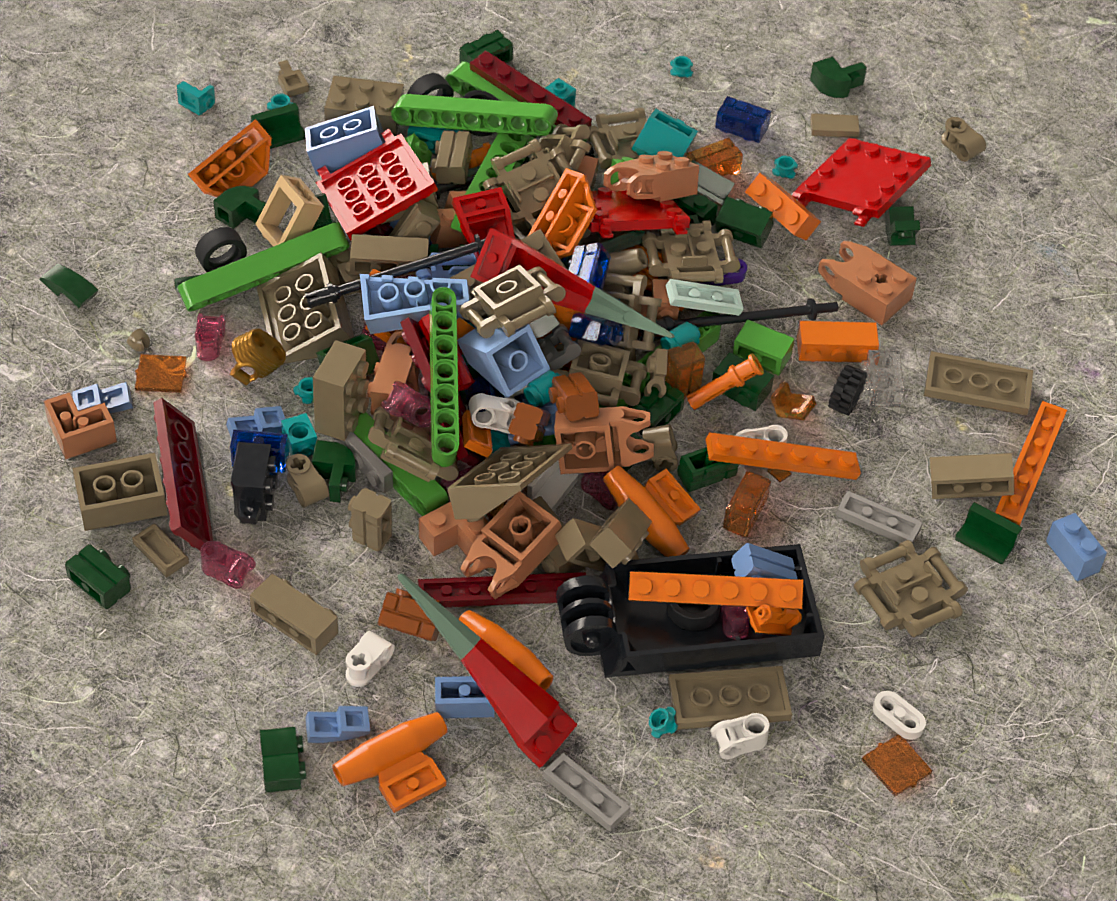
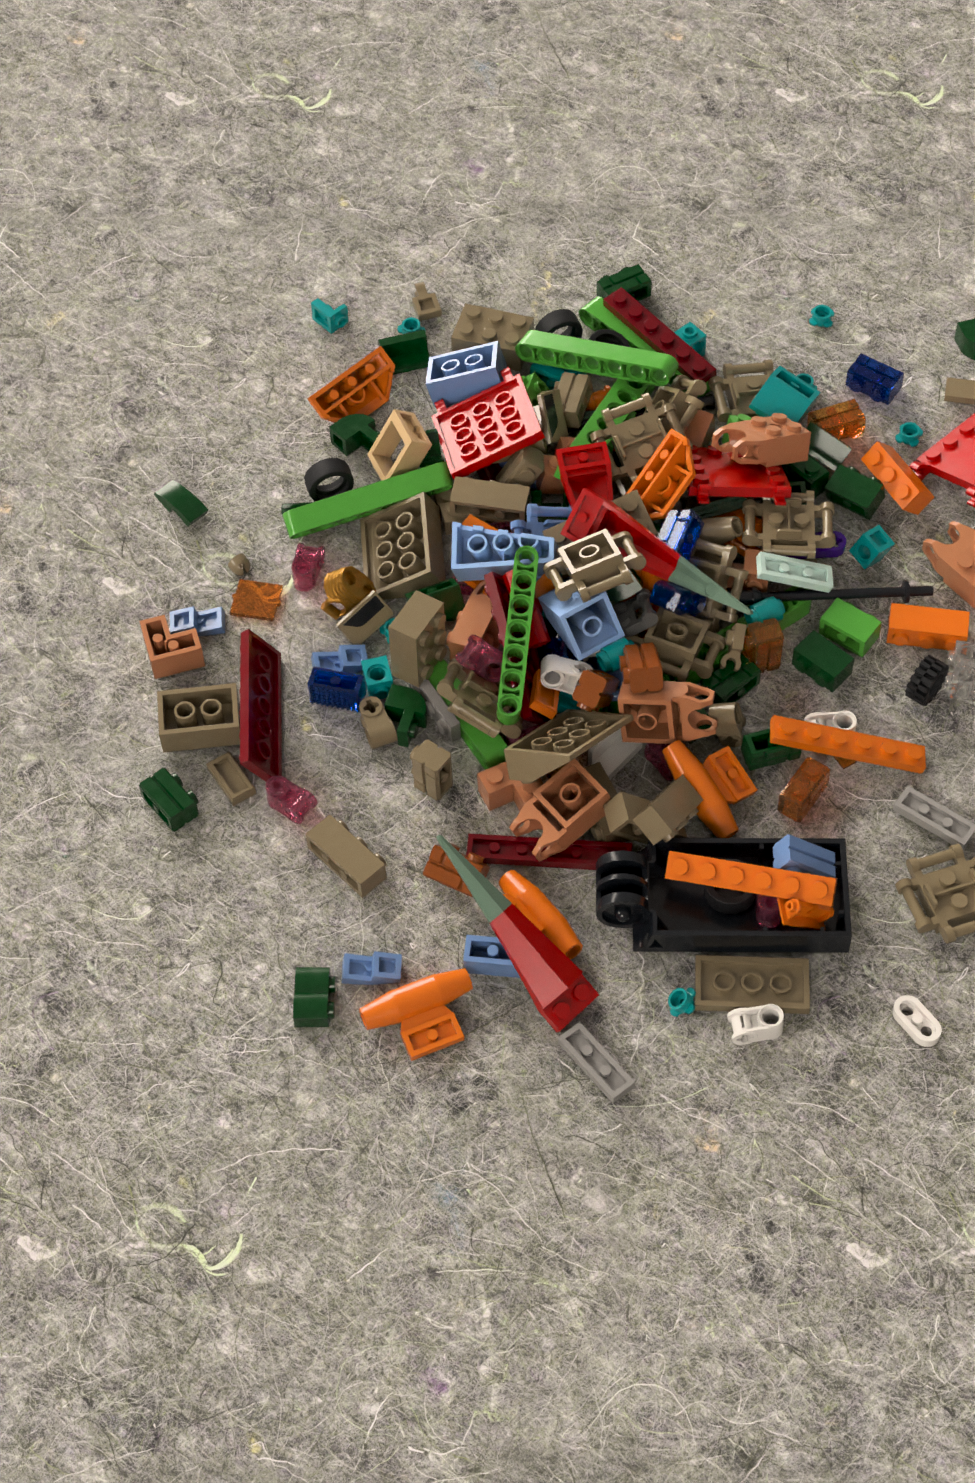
camera: 15 degrees right, 5 degrees up
(253, 482) = (325, 721): black hinge -> none
(278, 380) = (364, 619): none -> dark tan slope
(334, 292) = (427, 535): black bar -> none
(367, 658) = (409, 907): white piece -> none
(439, 170) = (552, 415): none -> dark tan slope
(735, 376) = (813, 657): orange pin -> none
(770, 271) = (871, 547): none -> teal brick
(790, 404) = (867, 689): clear orange bracket -> none
(897, 765) = (906, 1070): clear orange piece -> none

